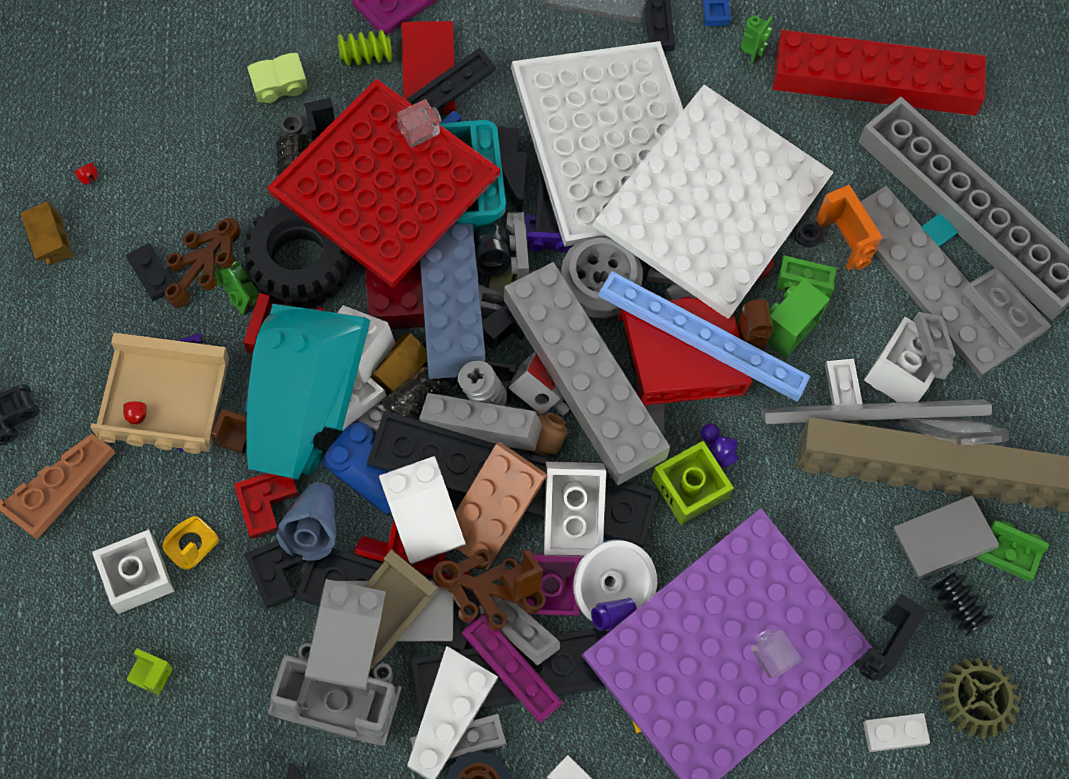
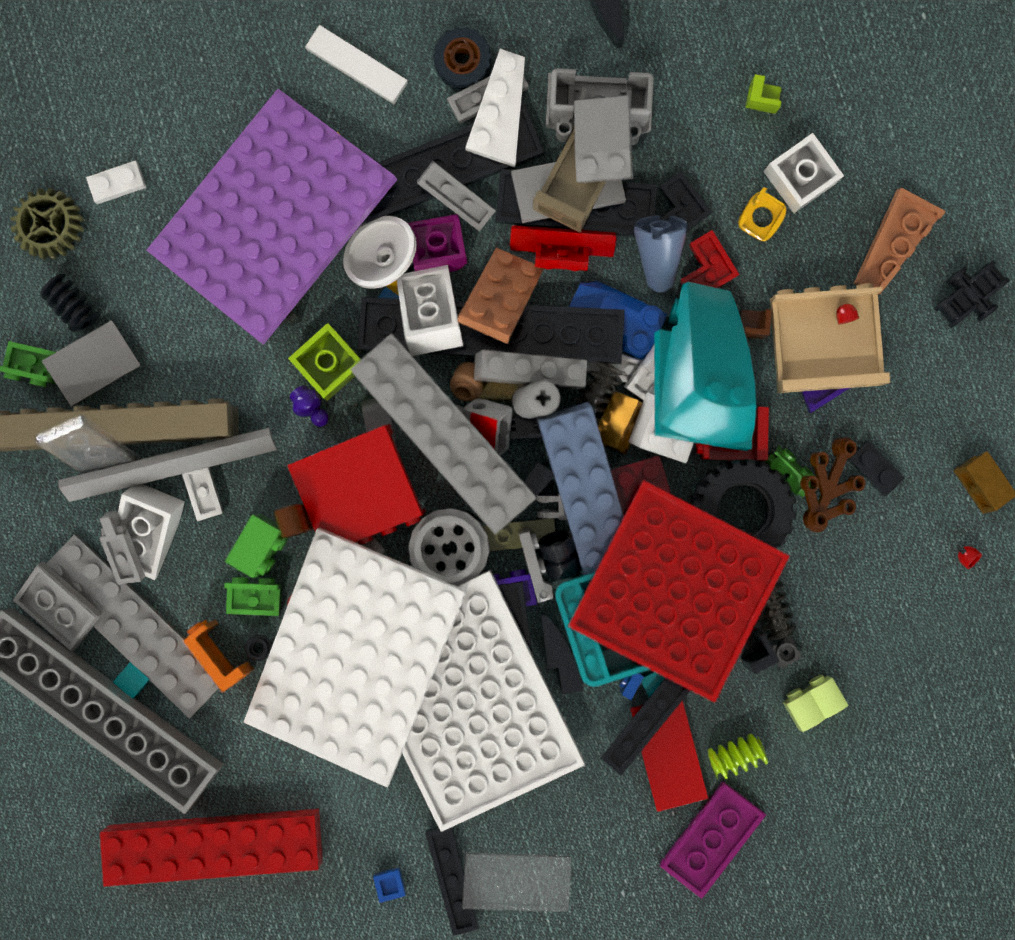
camera: 175 degrees right, 20 degrees up
(419, 122) = (658, 654): clear brick -> none
(422, 510) = (564, 274): white slope -> none
(482, 588) = (494, 219): reddish brown plant -> none
(512, 669) = (455, 160): magenta tile -> none
(524, 578) = (461, 230): reddish brown panel -> none
(611, 613) = (377, 222): dark purple cone -> none
(704, 336) = (340, 499): light blue tile -> none
(756, 37) = (342, 856): bright green hinge -> none
(775, 652) = (227, 212): clear brick -> none
(906, 617) = (124, 249): black panel -> none

